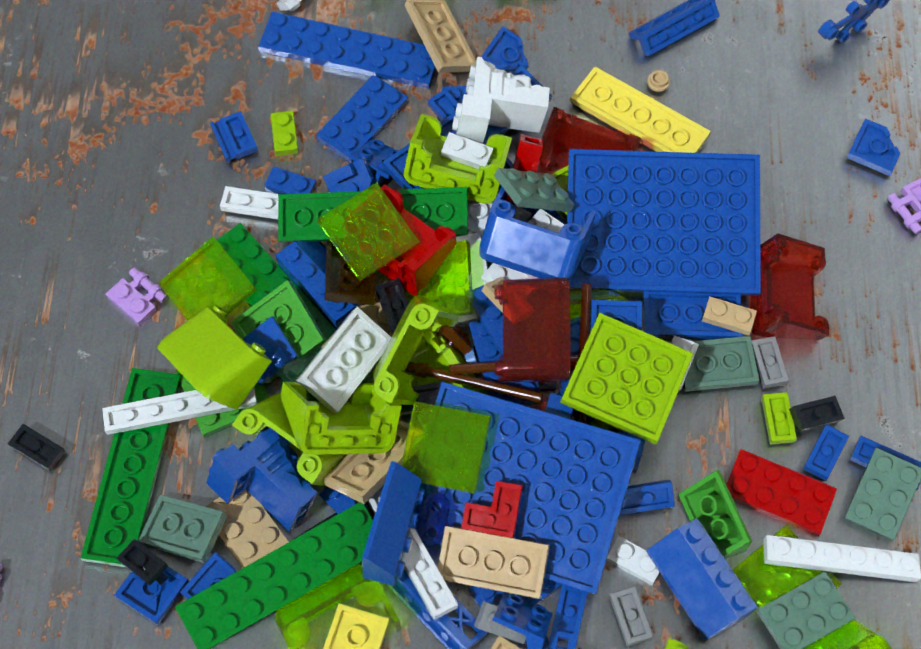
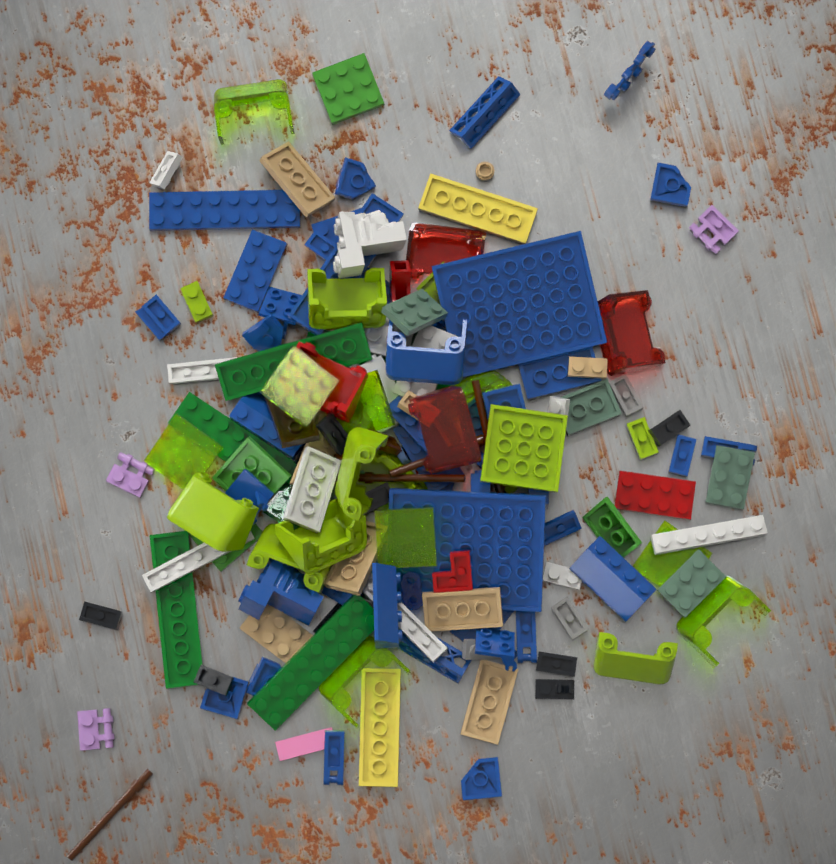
camera: 10 degrees left, 15 degrees up
(182, 528) = (232, 646): sand green plate -> none
(286, 182) = (216, 346): blue plate -> none
(466, 151) = (351, 288): white plate -> none

